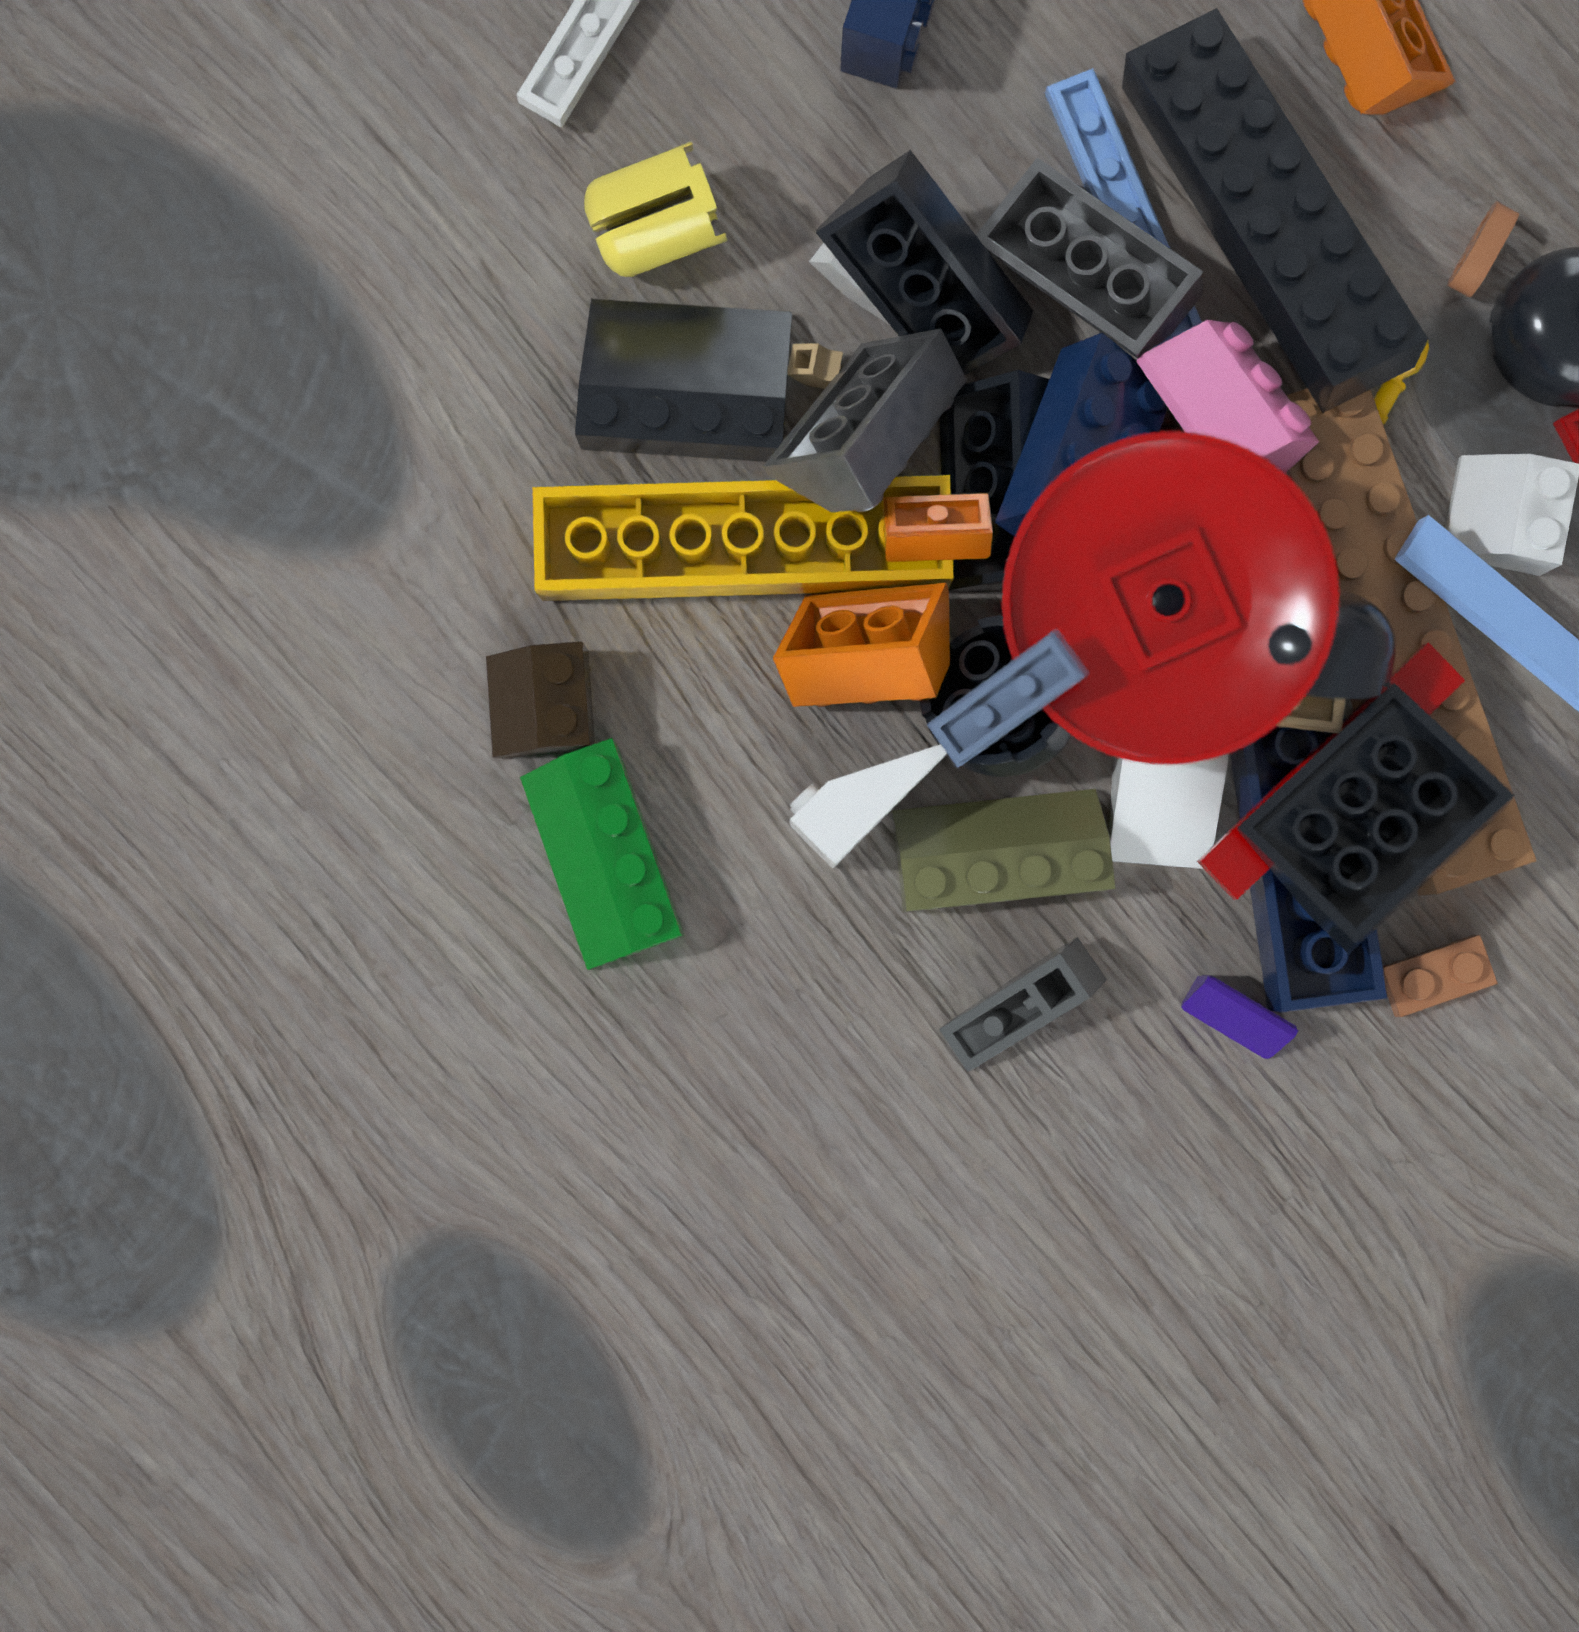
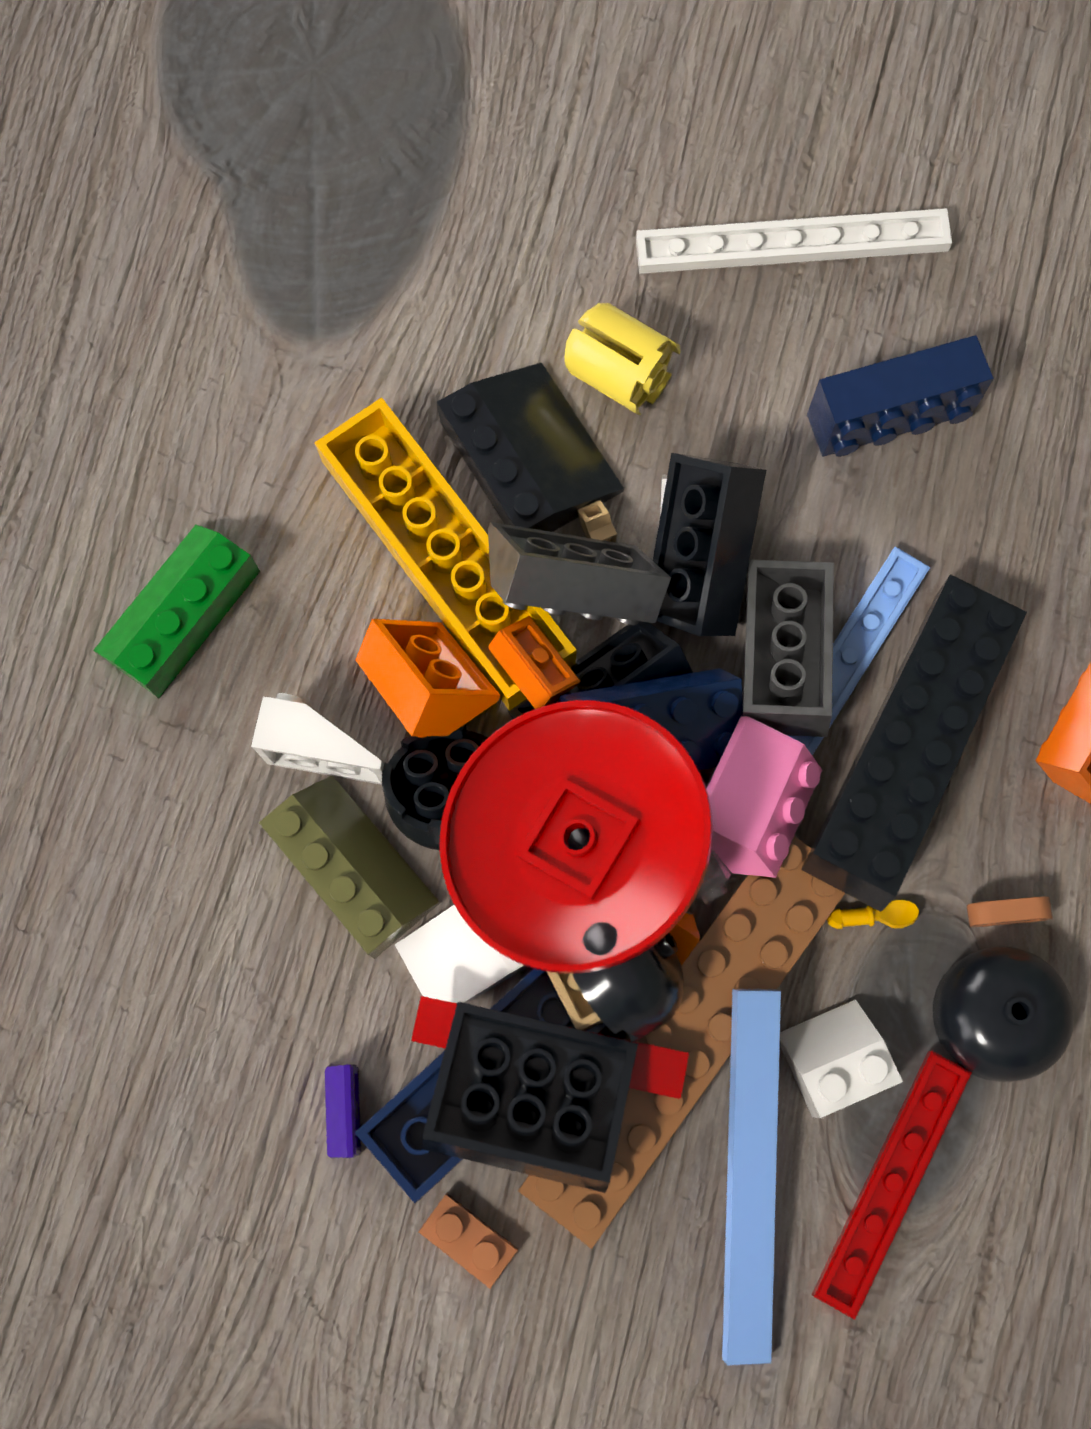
camera: 60 degrees right, 10 degrees down
(540, 700) = (255, 504): dark brown slope -> none
(1008, 698) = (437, 778): sand blue tile -> none
(1024, 1004) = (253, 952): dark grey slope -> none

